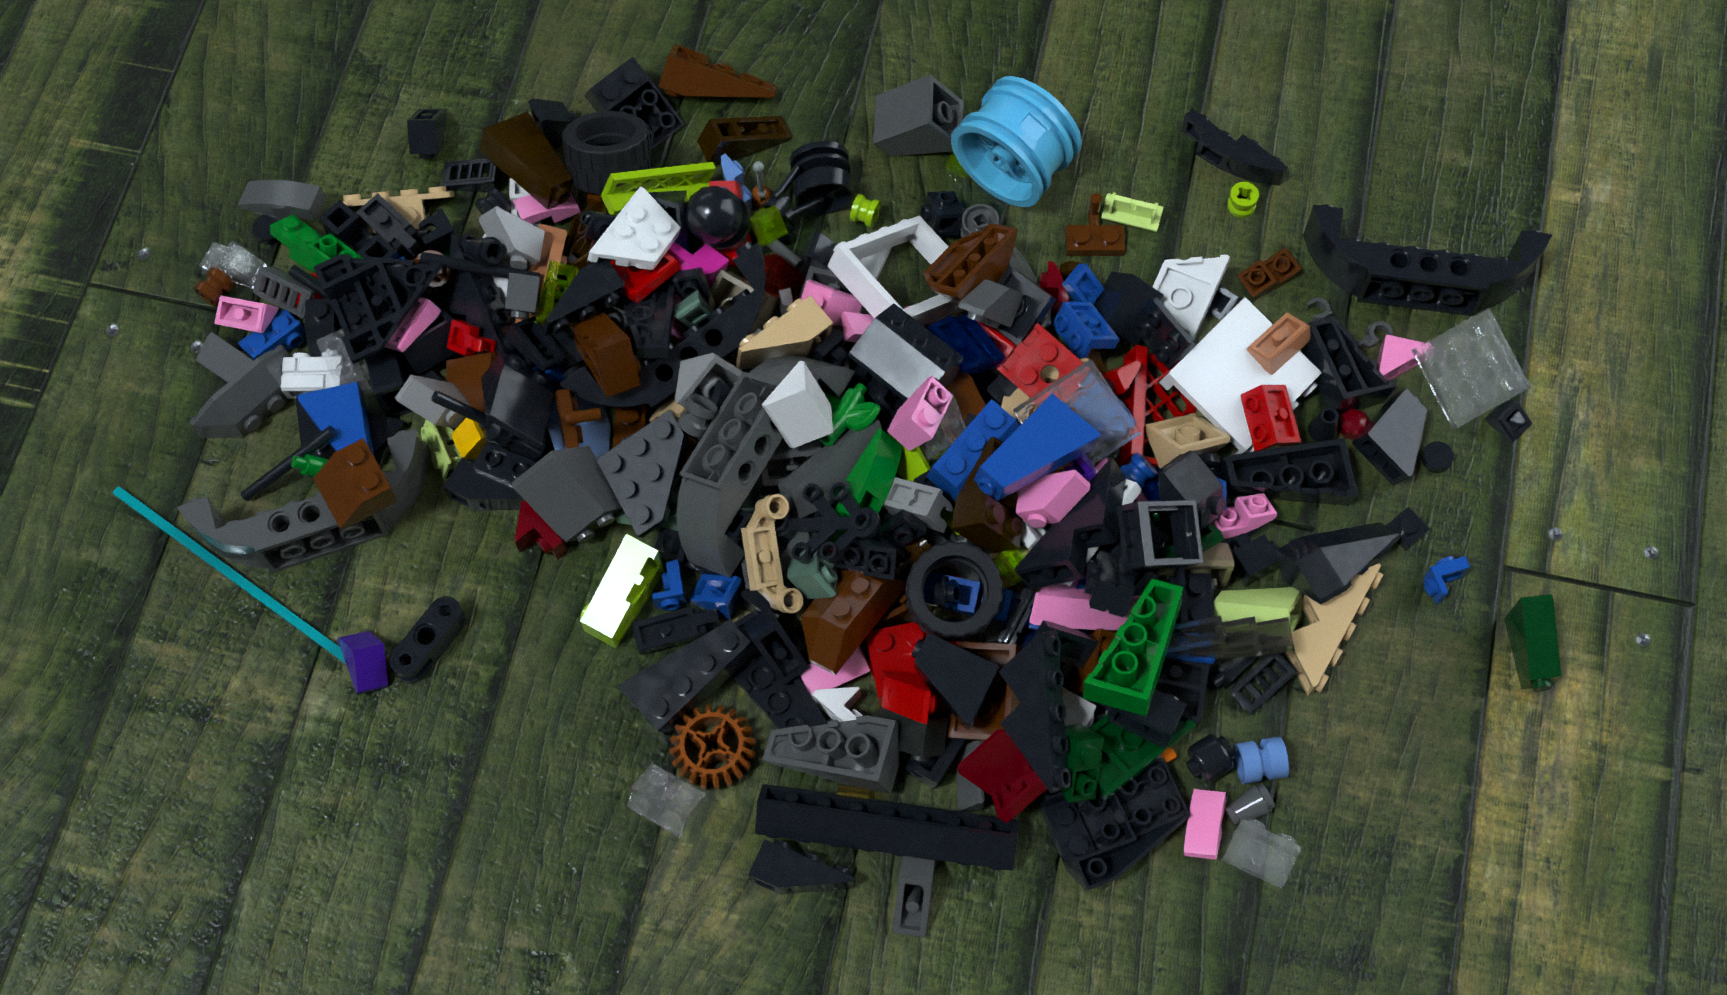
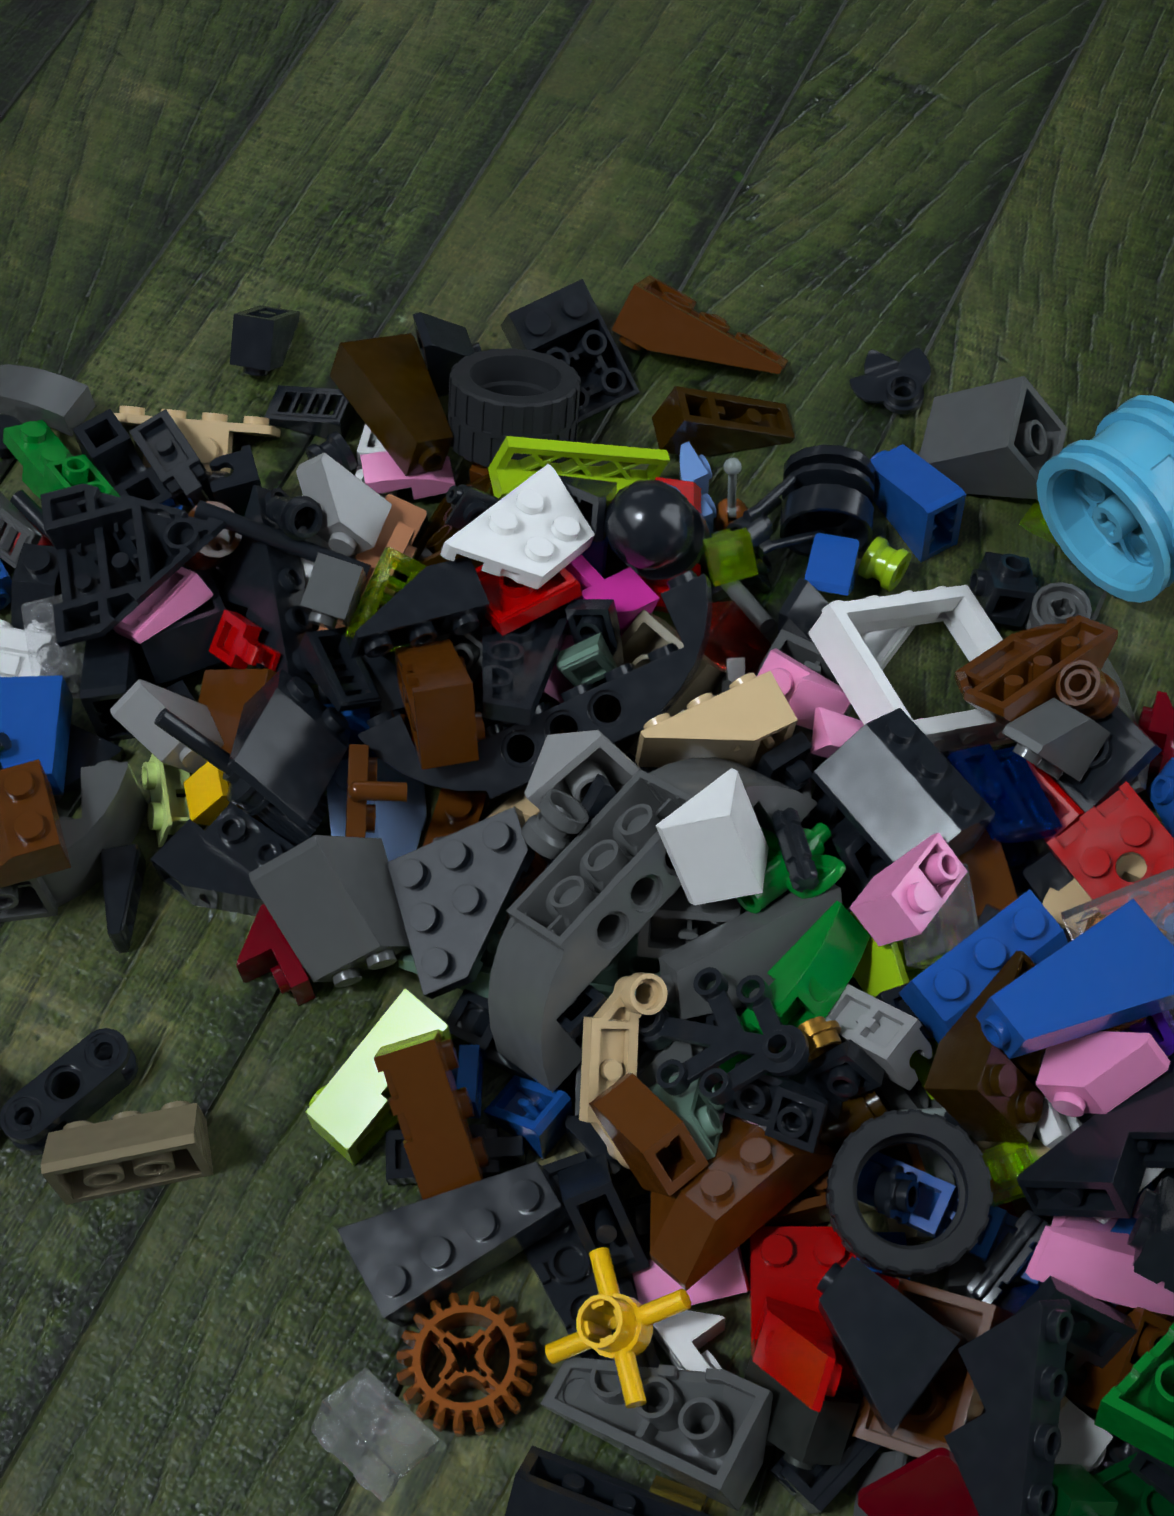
camera: 15 degrees right, 5 degrees down
(427, 503) = (122, 883): none -> black slope
(475, 668) = (127, 1152): none -> dark tan slope
(660, 604) = (432, 1113): none -> reddish brown wedge
(795, 590) = (648, 1136): none -> reddish brown slope
(803, 700) = (620, 1313): none -> yellow bar
(833, 217) = (832, 564): none -> blue slope
(844, 87) = (887, 379): none -> black plate
(847, 402) = (795, 849): none -> black axle
(878, 166) = (918, 501): none -> blue slope
(885, 510) = (821, 1035): none -> pearl gold plate
(1005, 270) = (1087, 689): none -> reddish brown wheel

